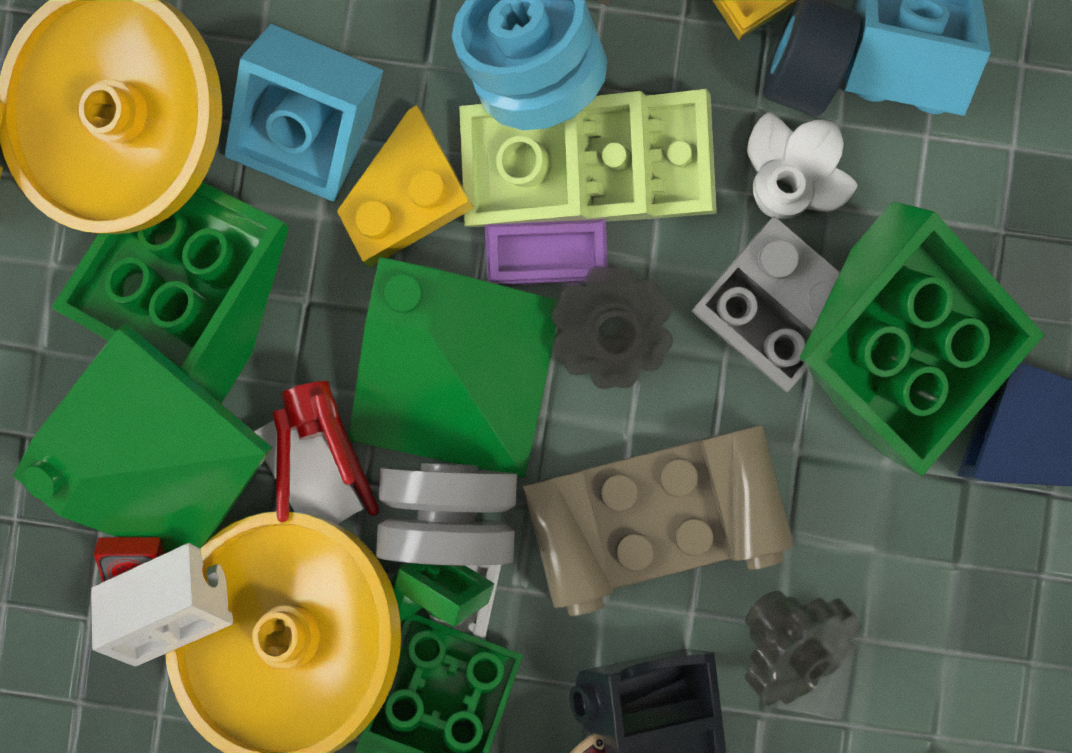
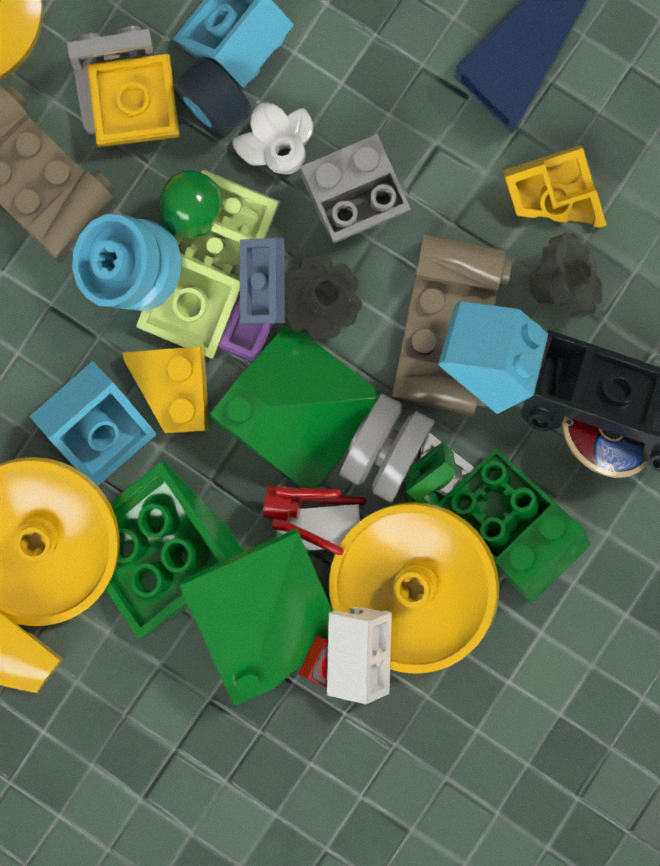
camera: 65 degrees left, 5 degrees down
(593, 240) = (262, 281): none -> sand blue plate
(642, 599) = (493, 353): none -> medium azure slope
(652, 94) = (189, 204): none -> green hair
(911, 570) = (556, 188): none -> yellow slope
(915, 337) = (414, 118): green slope -> none

